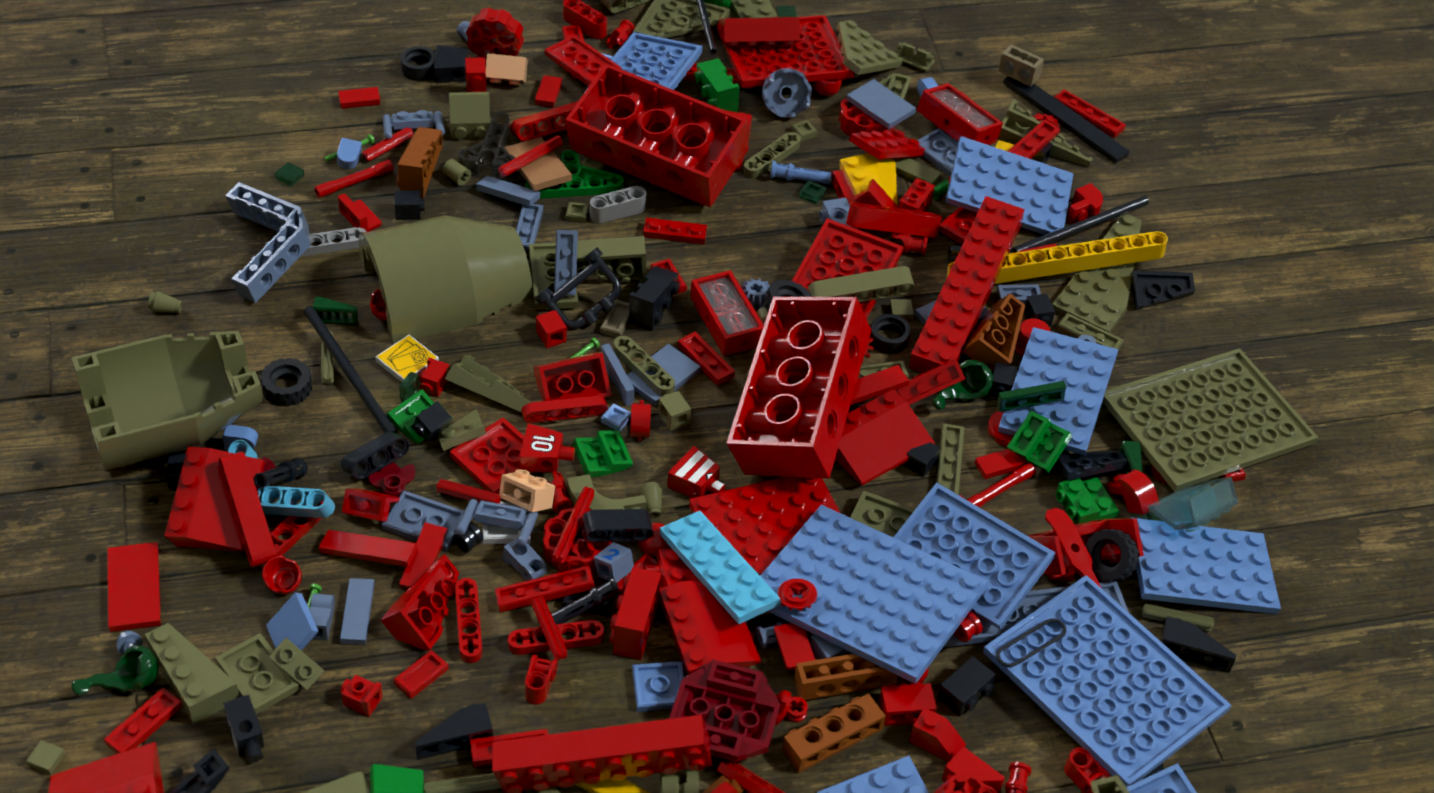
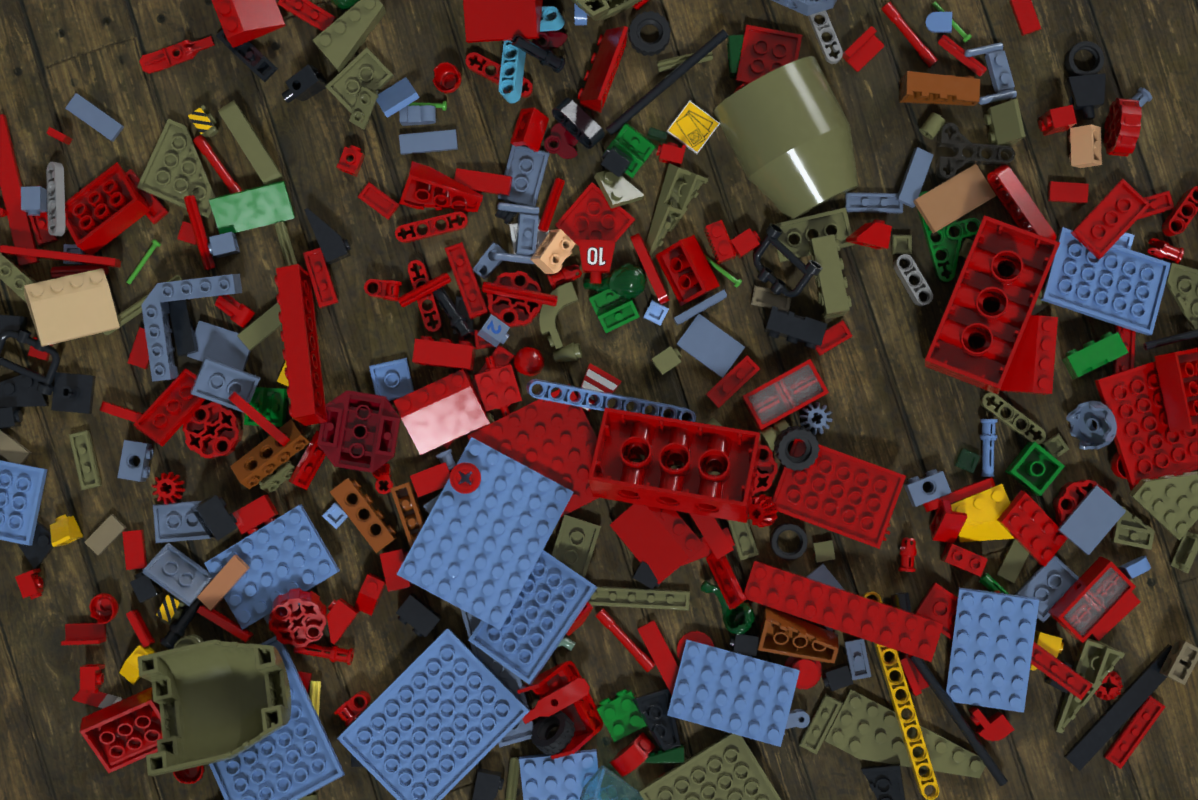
camera: 90 degrees right, 40 degrees up
(247, 508) = (490, 36): red beam -> none
(318, 411) = (604, 68): none -> red slope
(344, 282) = (765, 51): none -> red plate
(368, 548) = (484, 137): red tile -> none
(408, 205) = (879, 90): black brick -> none
(530, 156) = (956, 190): red axle -> none
(545, 347) = (720, 242): none -> red brick
(563, 220) = (872, 235): none -> red slope
(565, 258) = (810, 243): sand blue tile -> none
(576, 431) = (625, 281): none -> dark green hair
(617, 525) = (521, 329): black beam -> none
(639, 368) = (709, 327): olive beam -> none
(640, 420) = (647, 333): red piece -> none
(675, 231) = (891, 337): red plate -> none
(712, 465) = (602, 400): none -> medium blue beam
(719, 567) = (489, 415): medium azure plate -> none
(825, 140) = (1034, 468): none -> green brick
(831, 769) = (335, 515): none -> light blue tile
(866, 285) = (823, 512): olive beam -> none
(893, 220) = (924, 538): red beam -> none
(969, 626) = (463, 616): red wheel -> none
(1031, 396) = (710, 667): dark green tile -> none
(1036, 650) = (462, 661): black piece -> none
(1039, 441) = (670, 674): green slope -> none

